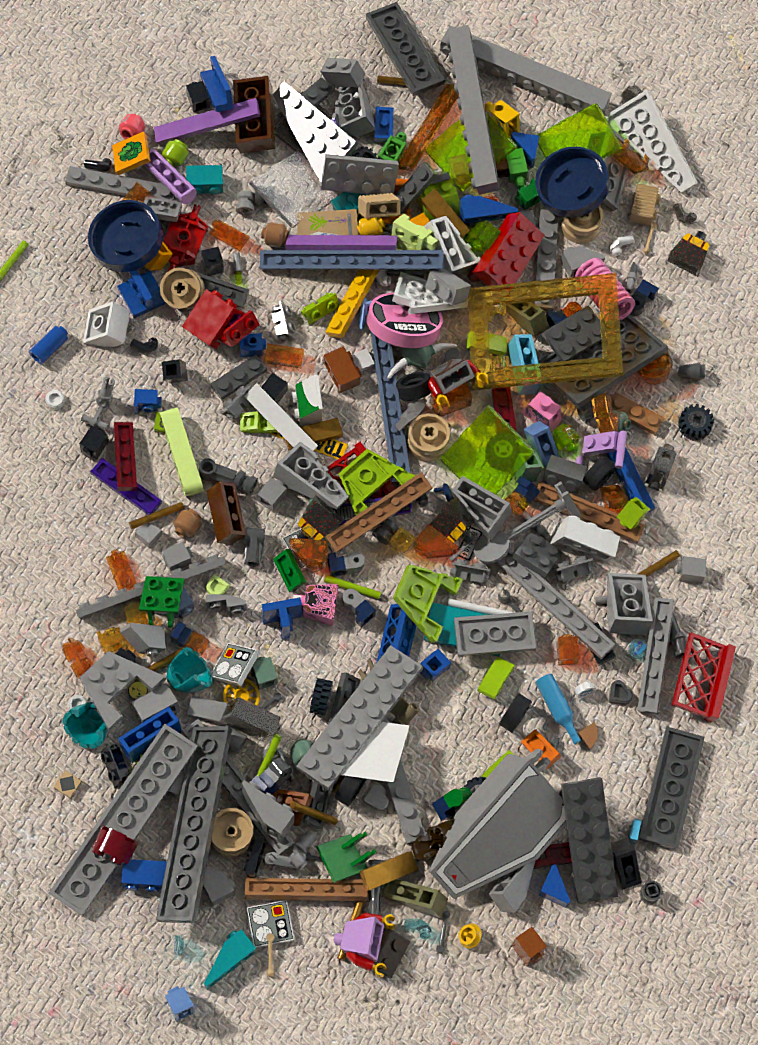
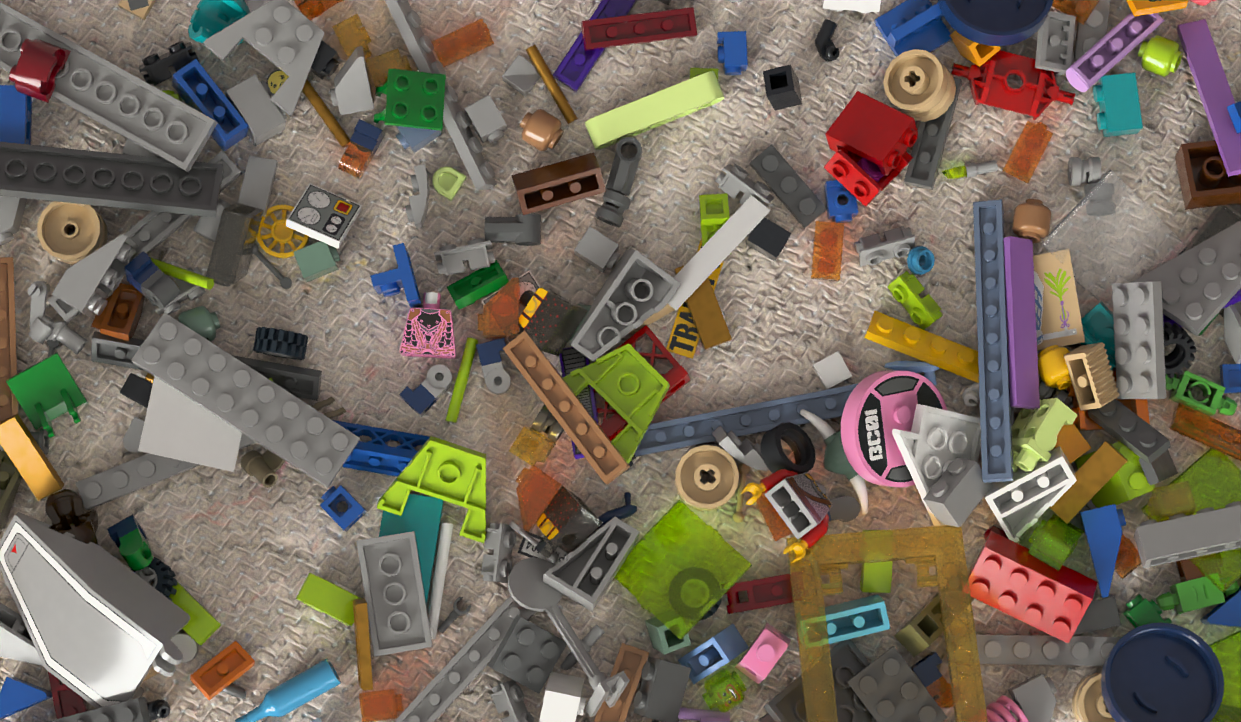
camera: 90 degrees right, 15 degrees up
(189, 672) = (306, 153): teal hair -> none
(212, 261) = (975, 128): black brick -> none
(257, 848) = (32, 266): black plate -> none
(269, 569) = (474, 252): none -> light grey hinge
(295, 301) = (920, 260): none -> dark azure plate
(308, 401) = (749, 292): white slope -> none
(313, 813) = (102, 343): pearl gold bar -> none
(341, 369) = (811, 340): dark orange brick -> none
(515, 712) = (272, 629): black tyre -> none
(522, 495) = (619, 624): leg -> none
(527, 656) = (362, 644): none -> pearl gold tile

